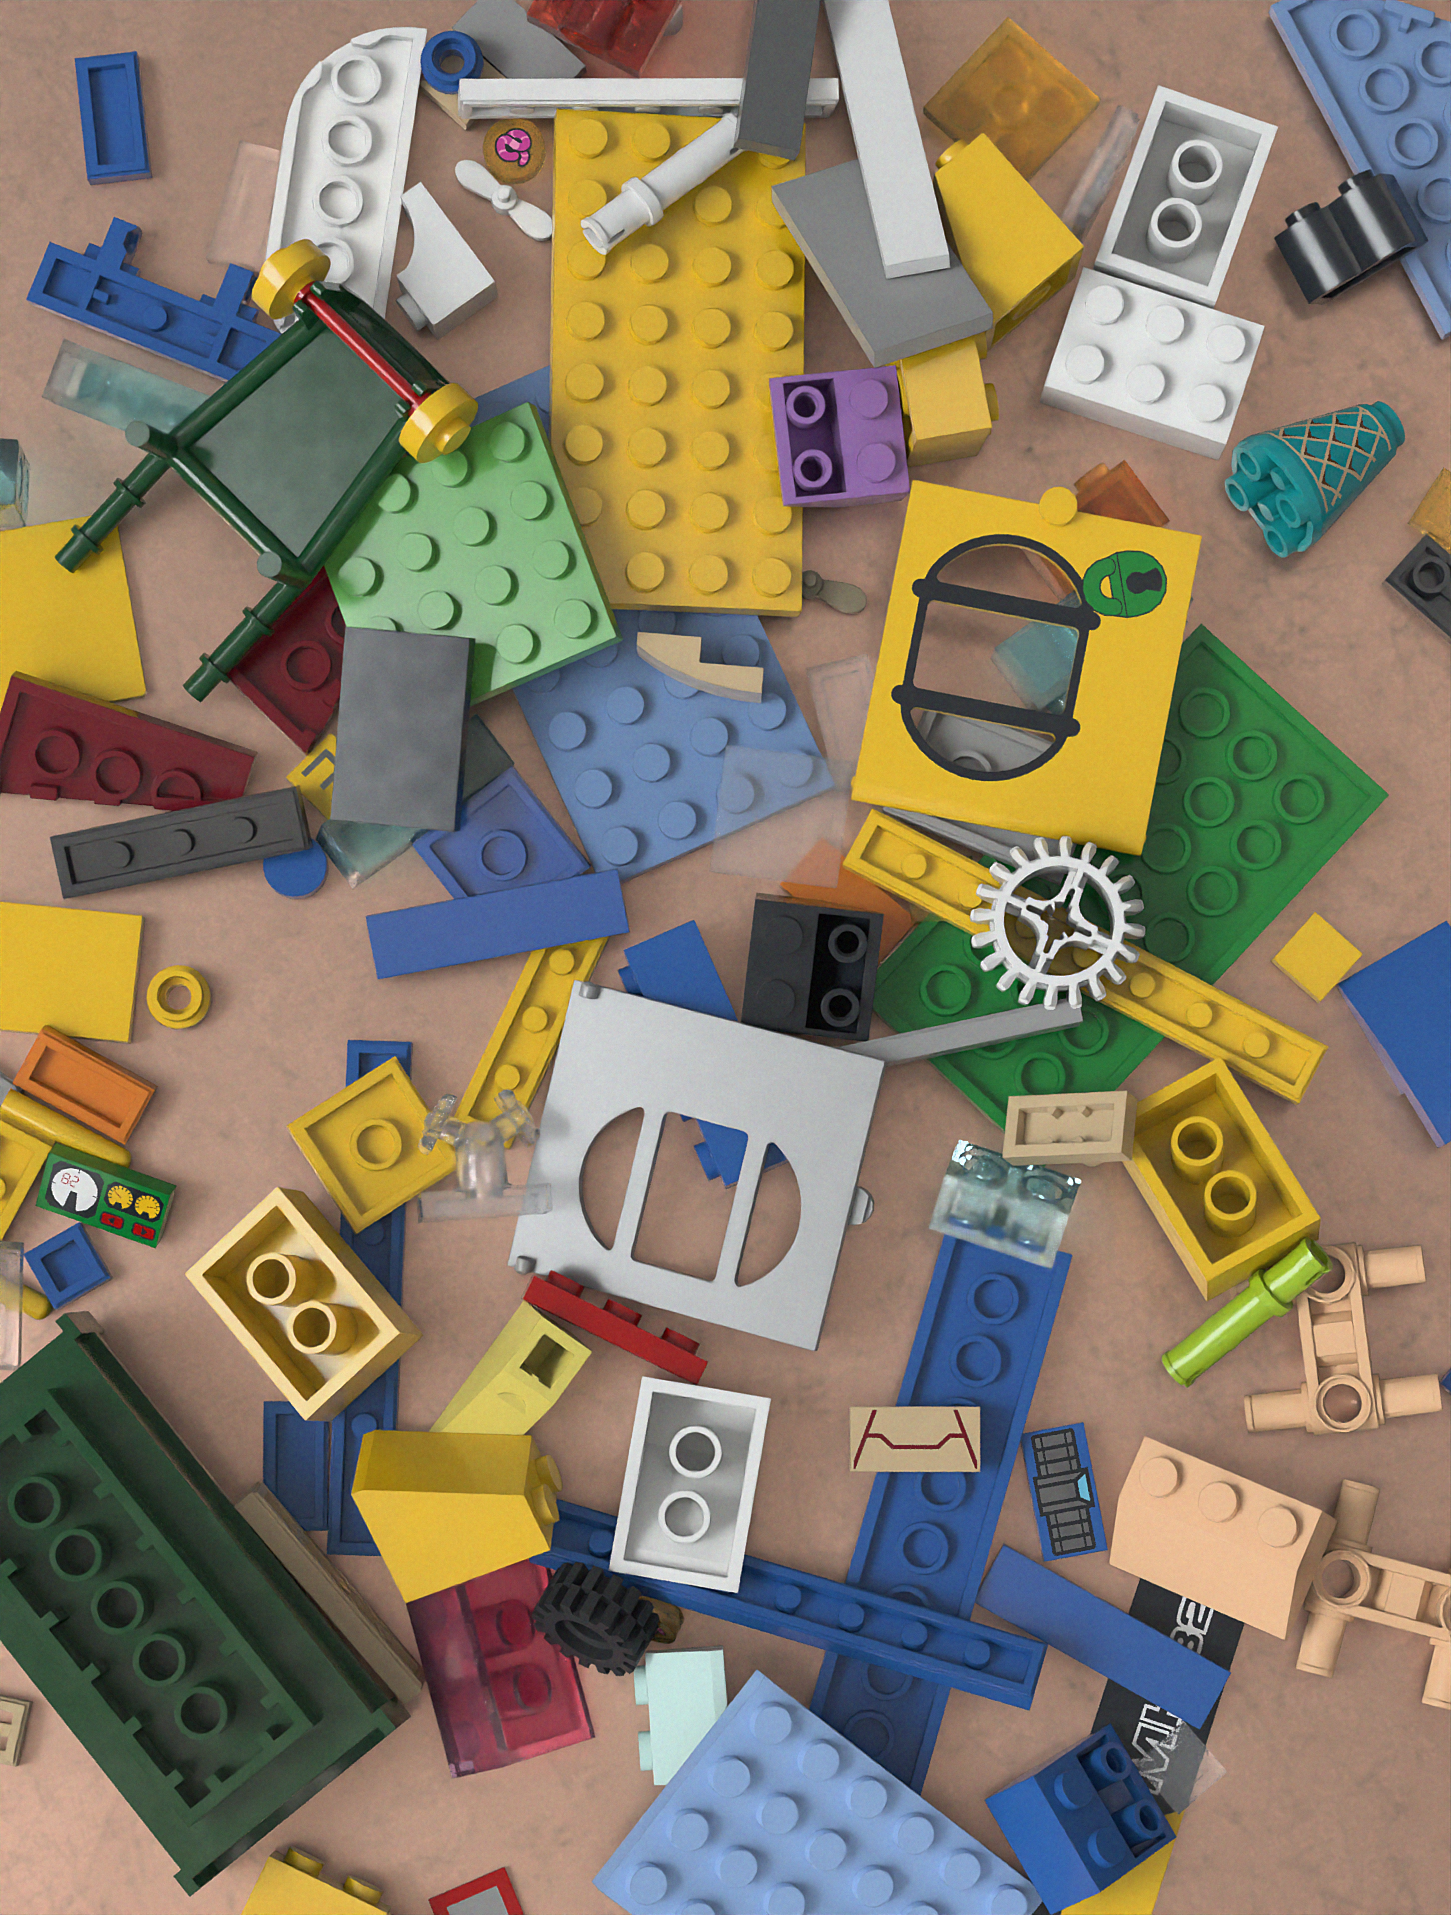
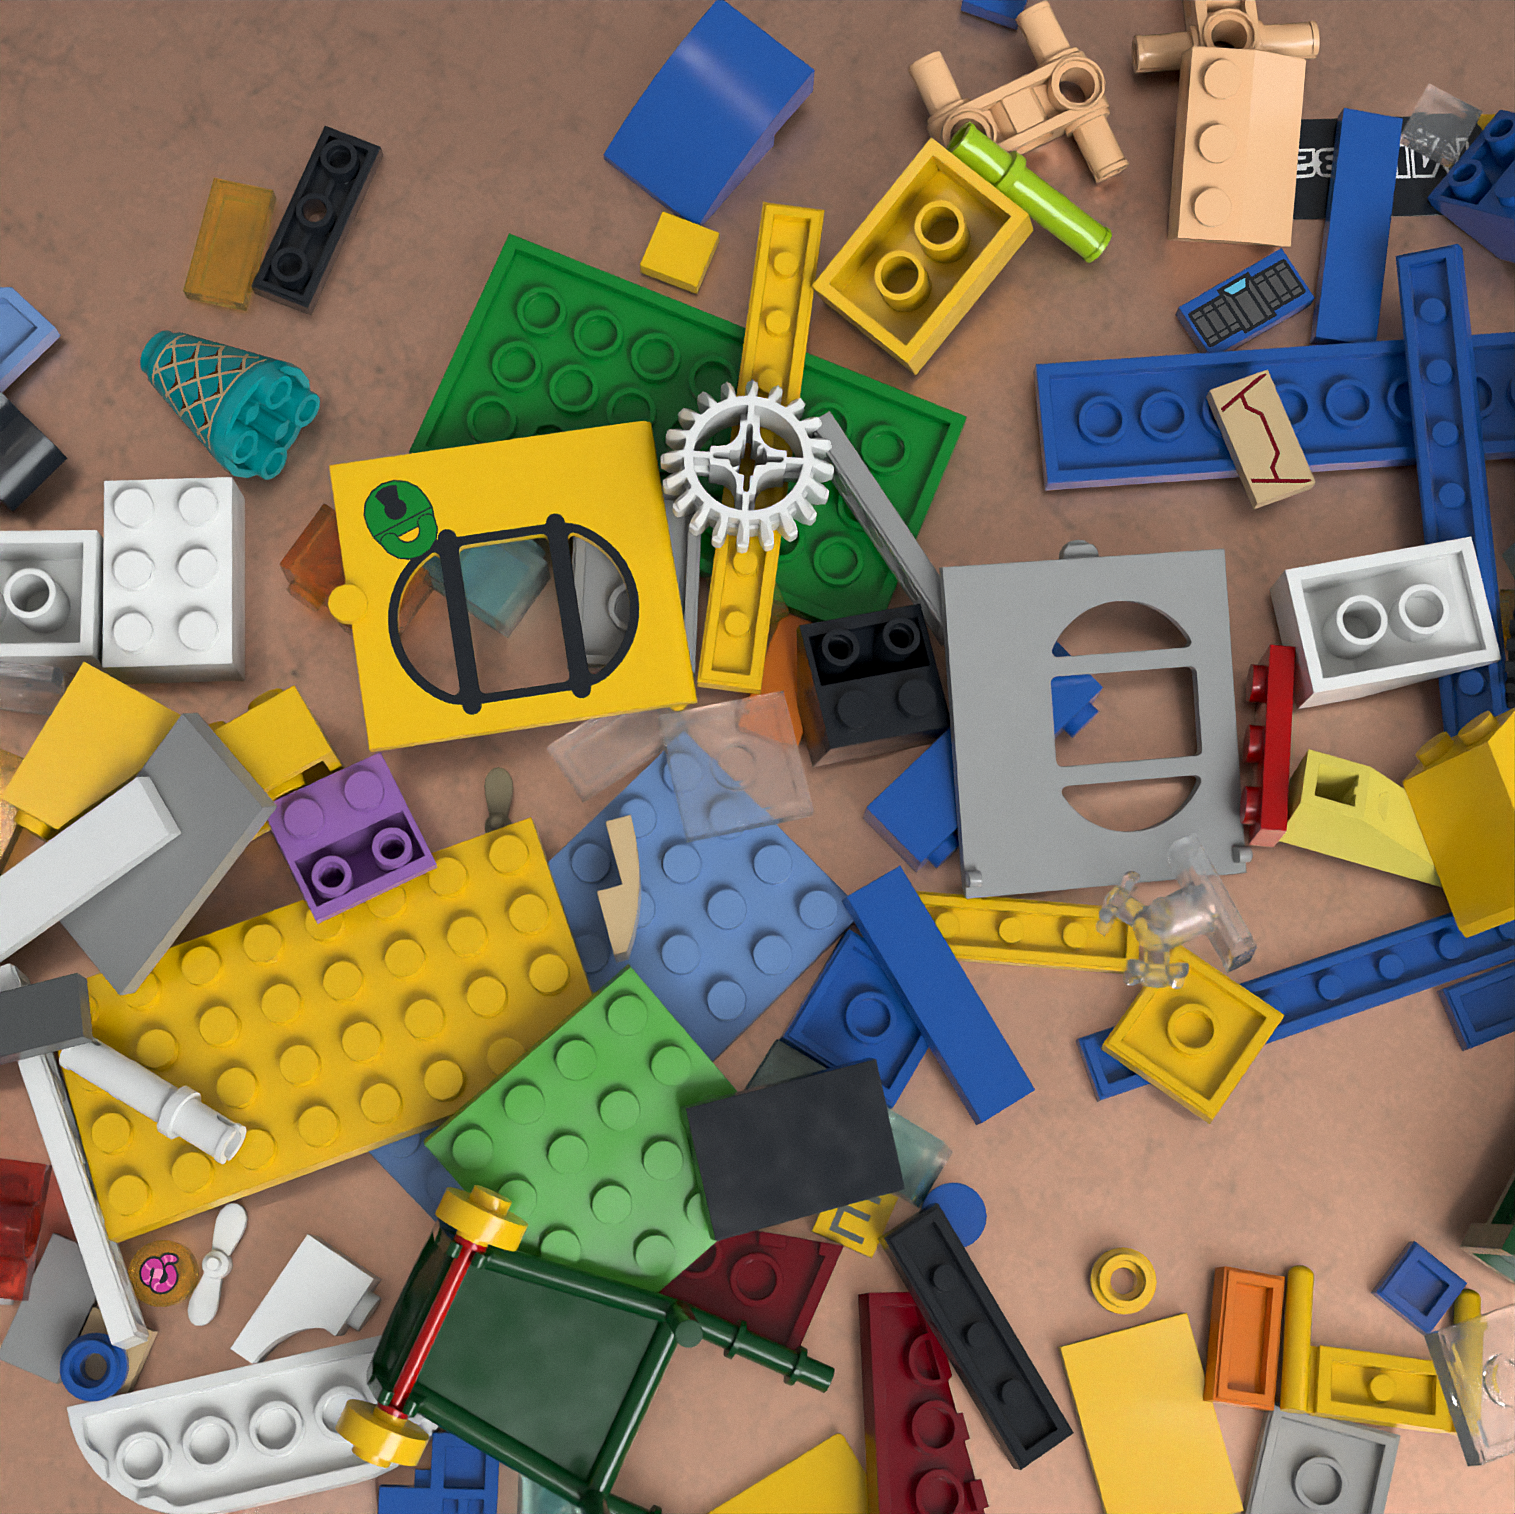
camera: 115 degrees left, 5 degrees down
(105, 1195) = (1341, 1276): tile -> none
(303, 1304) = (1376, 1036): yellow brick -> none
(1004, 1205) = (1016, 434): clear light blue brick -> none
(1070, 1128) = (930, 392): tan tile -> none

